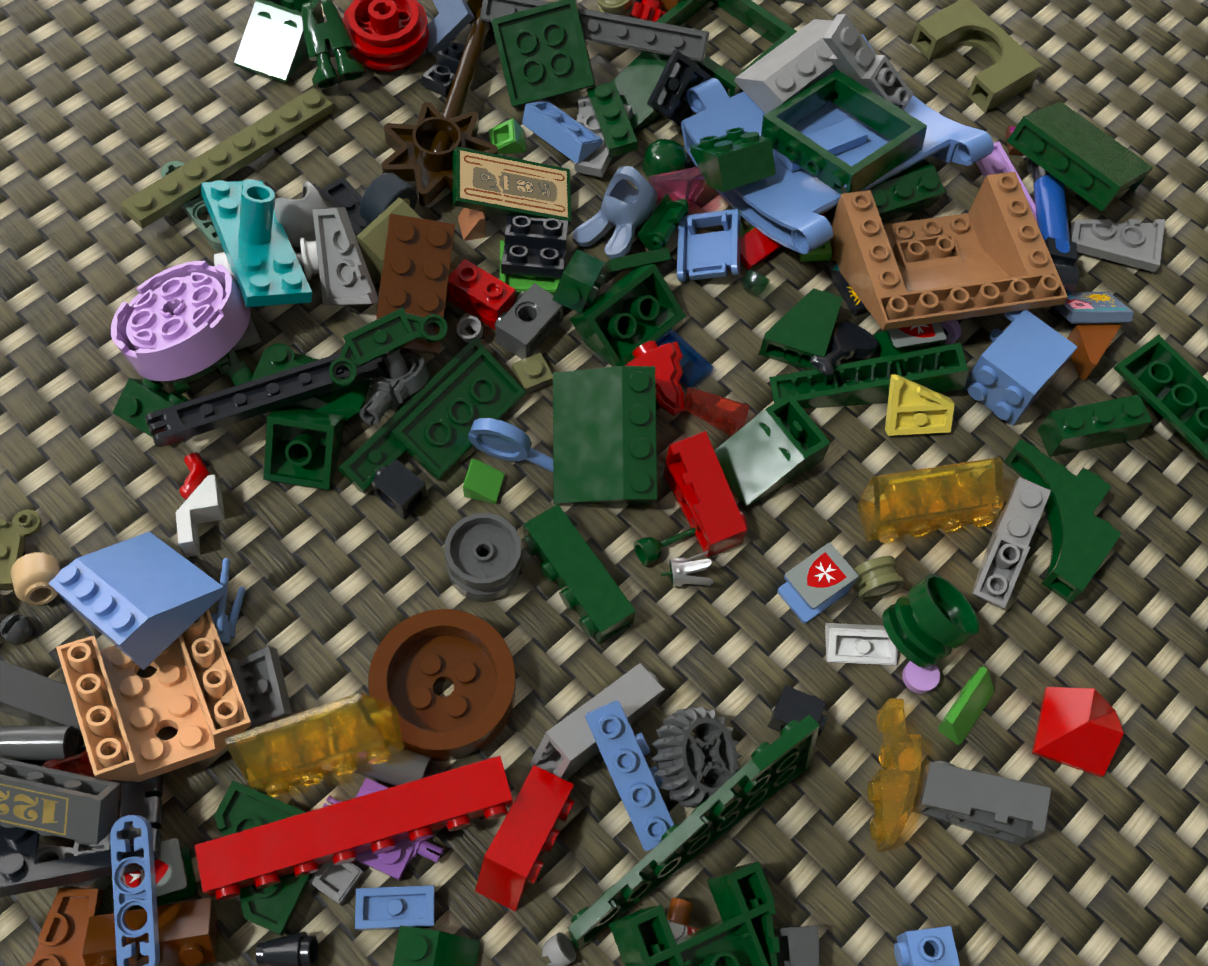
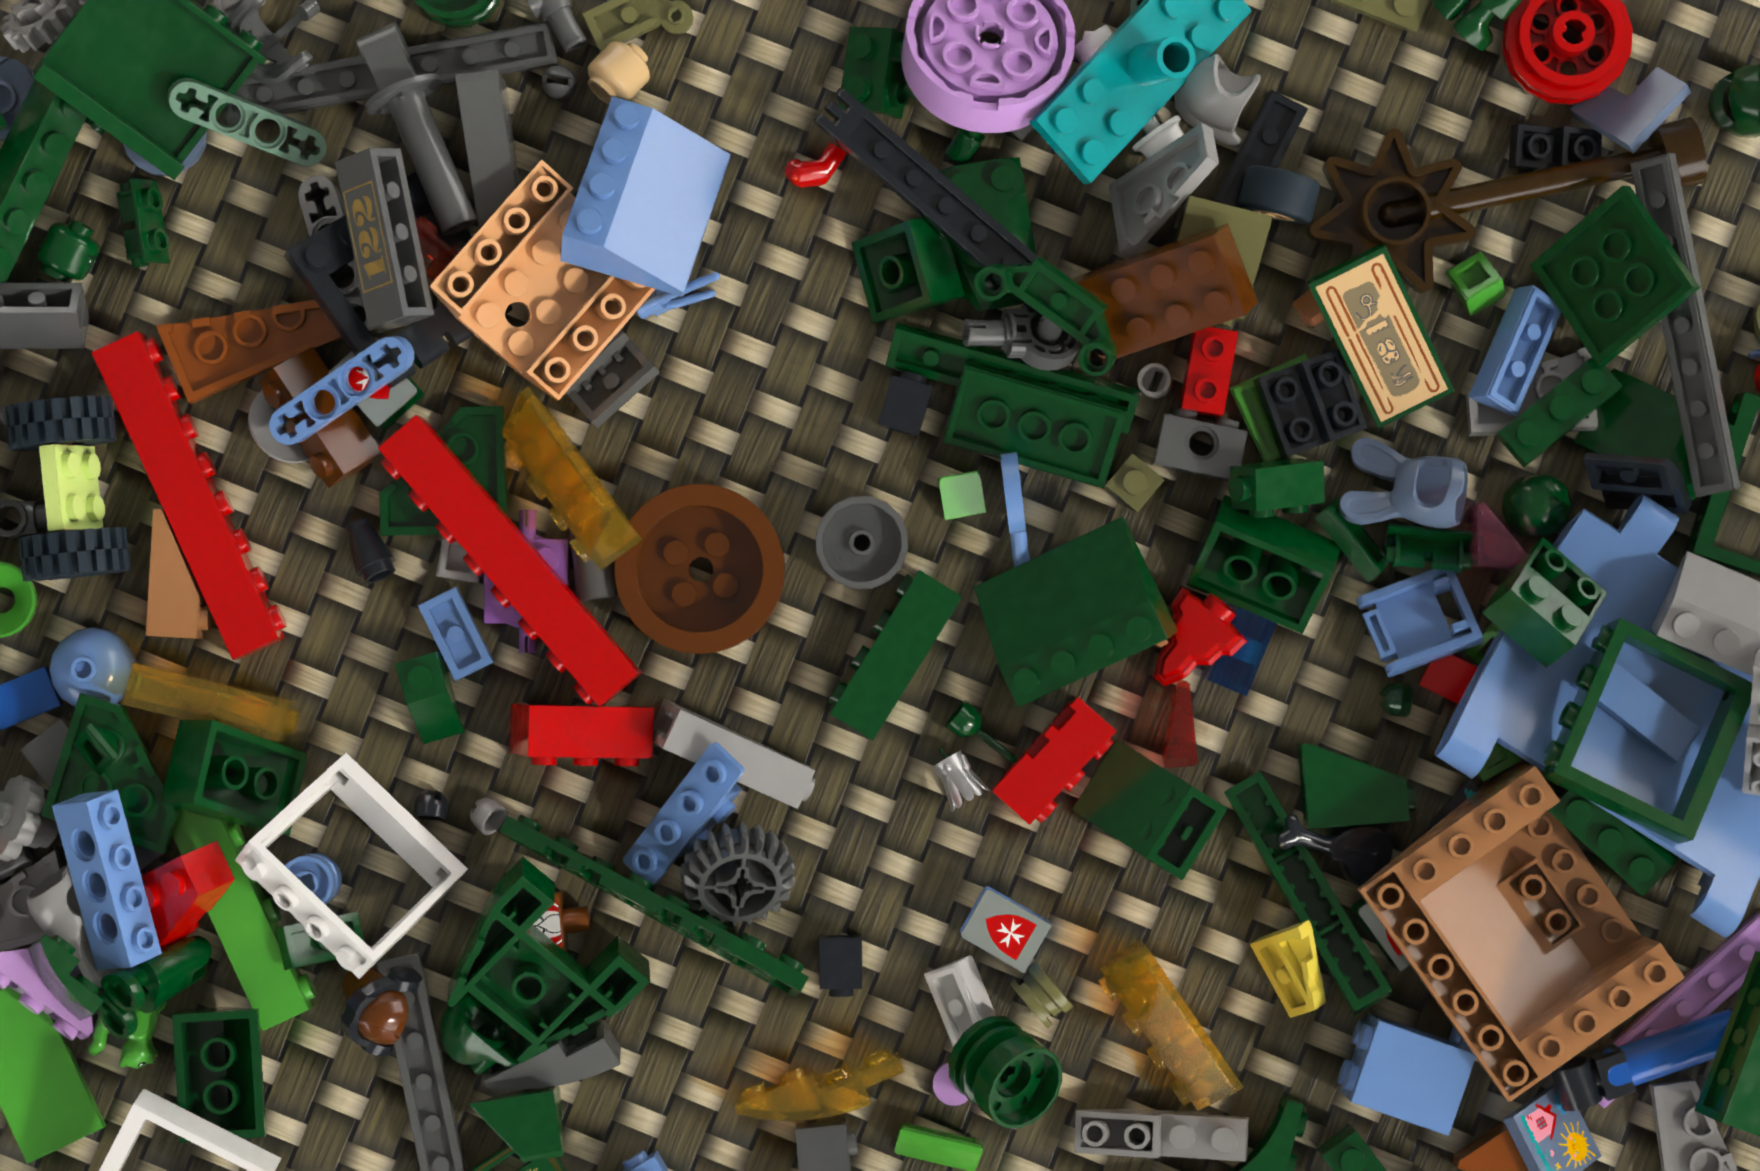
camera: 80 degrees right, 25 degrees up
(201, 507) = (786, 200): white slope -> none

